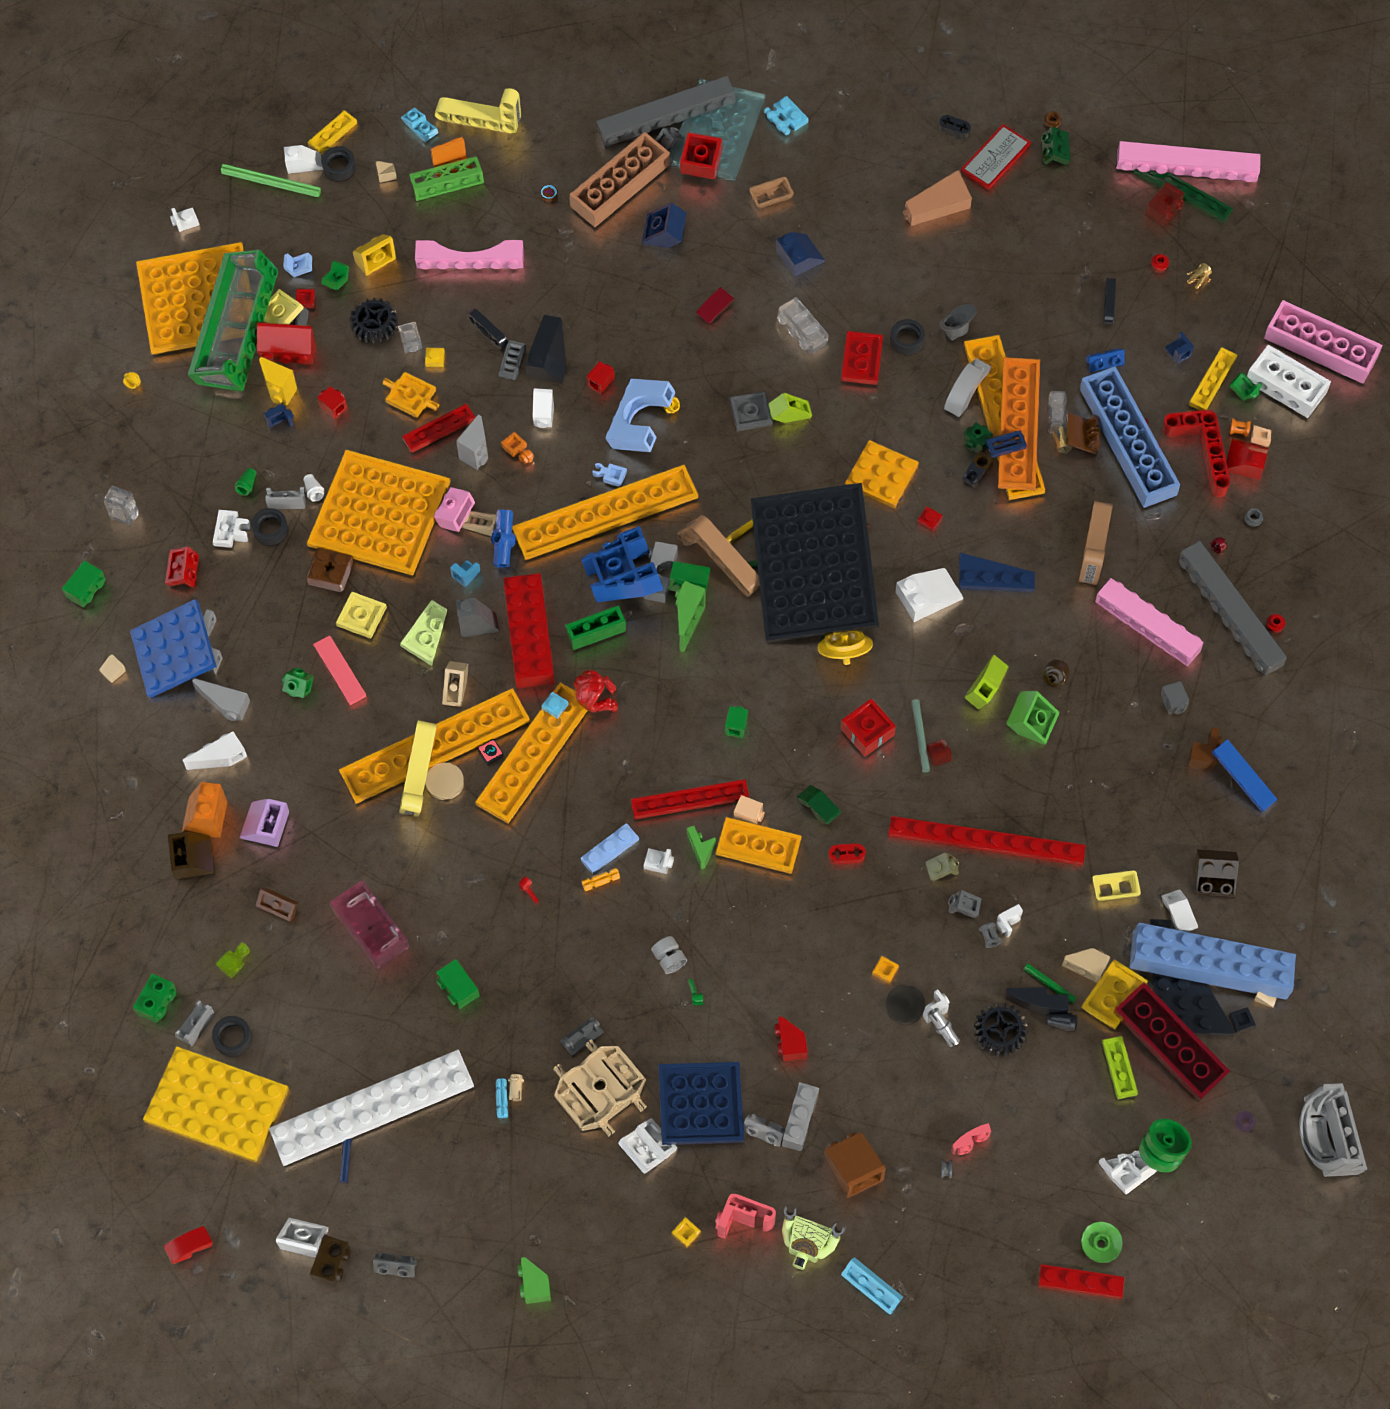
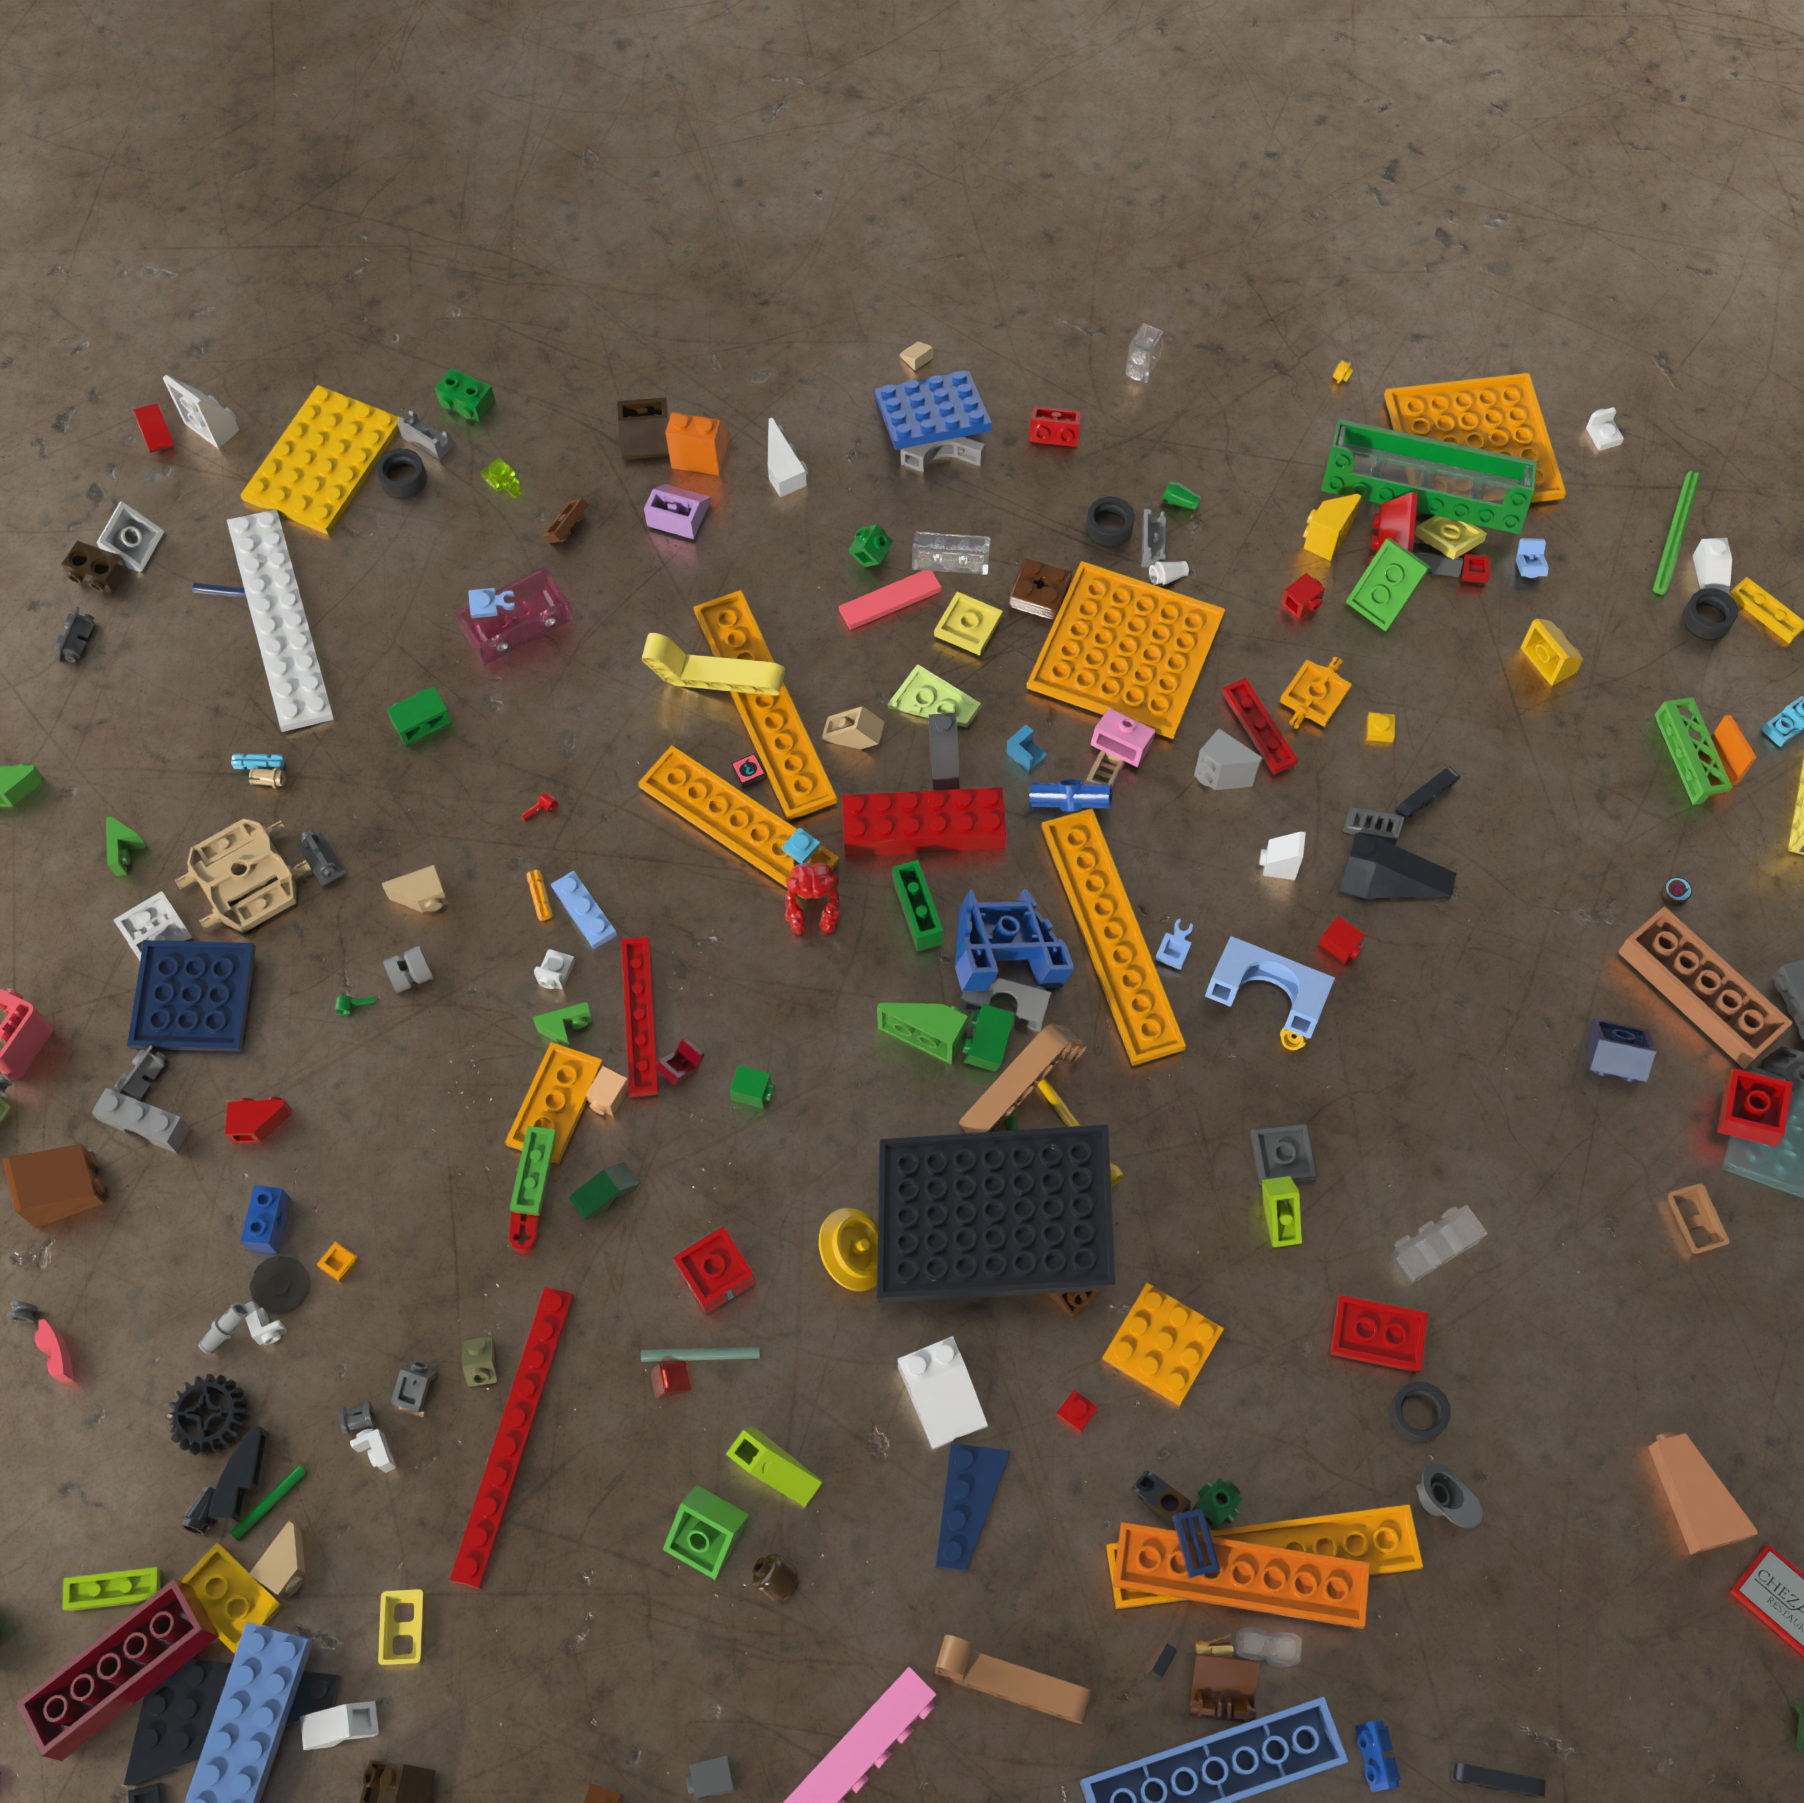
camera: 95 degrees right, 0 degrees up
(84, 584) = (1035, 319): green brick -> none
(180, 1198) = (202, 412): none -> white slope
(227, 701) = (857, 466): light grey slope -> none
(230, 528) = (1109, 475): white plate -> none
(278, 414) = (1284, 533): dark blue bracket -> none
(303, 627) = (951, 553): none -> clear brick
(328, 345) = (1388, 584): none -> bright green plate
(337, 276) = (1511, 605): green bracket -> none
(366, 937) = (485, 602): none -> light blue plate
(371, 326) = (1439, 641): black gear -> none
(385, 171) = (1702, 673): tan slope -> none
(410, 337) = (1410, 693): clear brick -> none
(444, 781) = (712, 714): tan tile -> none
(504, 255) = (1559, 824): bright pink arch -> none
(515, 445) = (1227, 820): orange plate -> none
(576, 1185) = (119, 842): none -> bright green slope
(605, 958) = (417, 890): none -> tan slope
(686, 1232) = (28, 968): yellow tile -> none
(715, 305) = (1475, 1113): dark red slope -> none
(722, 767) = (680, 1063): none -> dark red bracket
(798, 253) = (1581, 1253): dark blue slope -> none
(812, 845) = (533, 1170): none -> bright green plate
(863, 1017) = (265, 1219): none -> blue brick
(965, 386) = (1319, 1494): light grey arch -> none
(1072, 465) = (1163, 1662): none -> black tile

